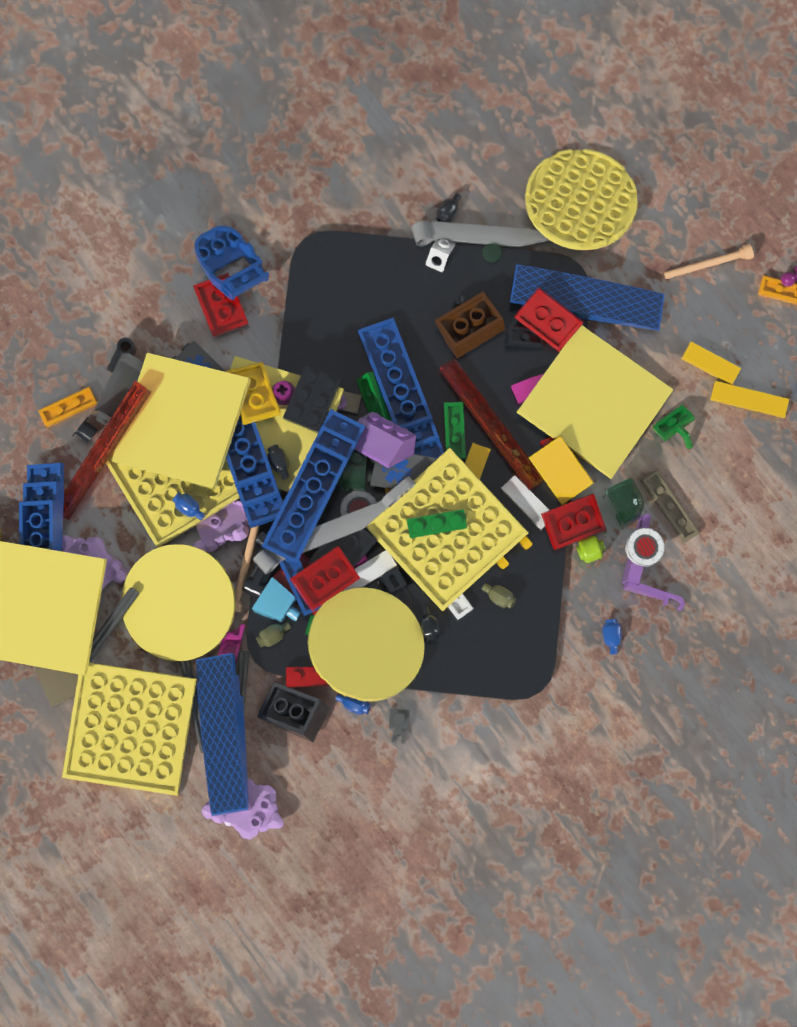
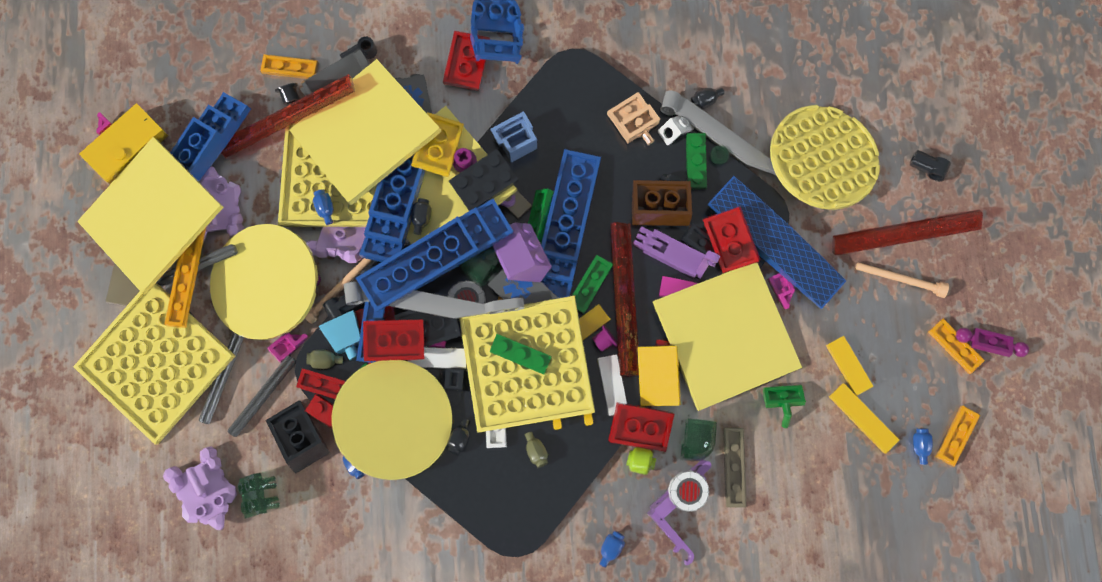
camera: 30 degrees right, 0 degrees up
(115, 649) = (184, 284): none -> light orange tile
(223, 734) = (222, 418): slope -> none
(286, 655) = (319, 383): none -> red plate
(292, 780) = (253, 496): none -> clear green plate
(310, 345) = (515, 136): none -> medium blue plate
(399, 721) = (380, 504): dark grey plate -> none
(400, 266) = (634, 118): none -> light nougat plate
(475, 269) = (696, 160): none -> green plate
(496, 469) = (604, 339): none -> magenta piece
(508, 360) = (675, 253): none -> medium lavender hinge
(616, 334) = (782, 288): none -> dark pink slope
(678, 150) = (934, 167): none -> black piece
(689, 221) = (907, 232): none -> clear red plate

